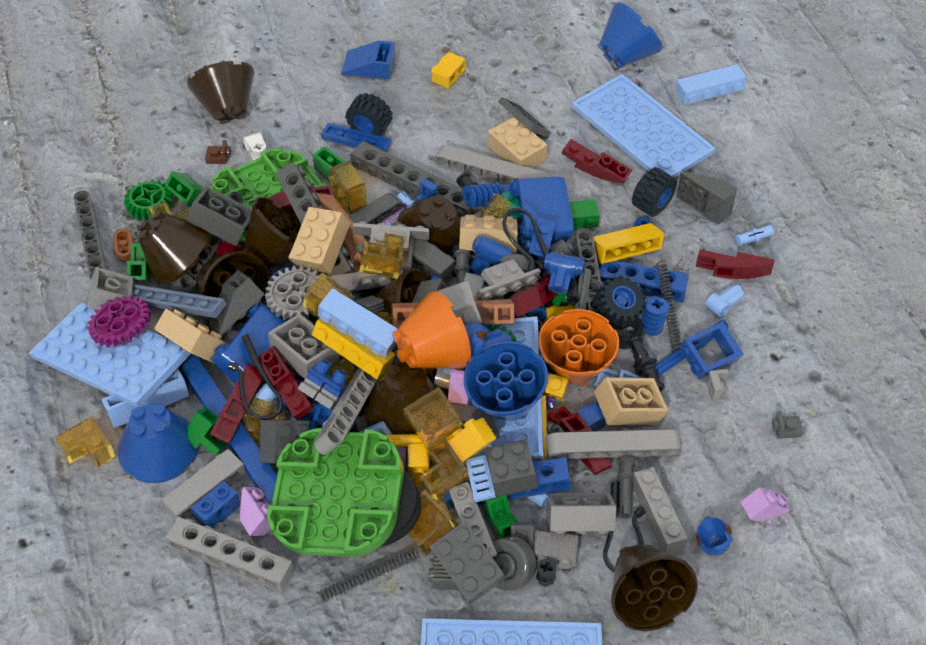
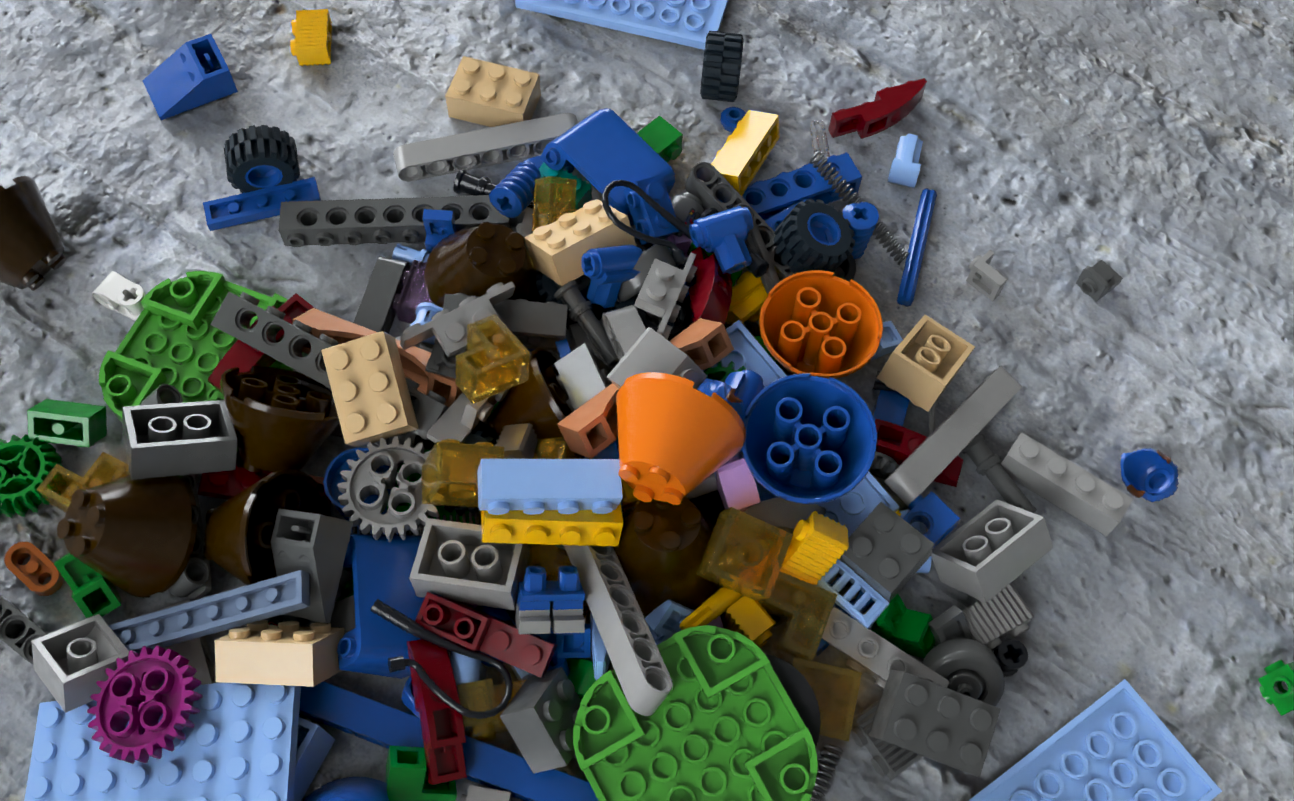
camera: 40 degrees left, 10 degrees up
(218, 155) = (70, 339): reddish brown bracket -> none
(324, 160) = (263, 264): green brick -> none
(348, 187) = (318, 280): clear yellow brick -> none
(524, 117) = (473, 51): dark grey tile -> none
(597, 165) = (620, 68): dark red slope -> none
(637, 514) = (1038, 502): black piece -> none
(643, 364) = (891, 301): black piece -> none
(651, 587) = (1145, 589): dark brown cone -> none
(707, 195) = (783, 37): dark grey slope -> none
(725, 342) = (960, 218): blue window -> none
(754, 235) = (863, 67): light blue pin -> none
(765, 504) = (1163, 395): lavender slope -> none

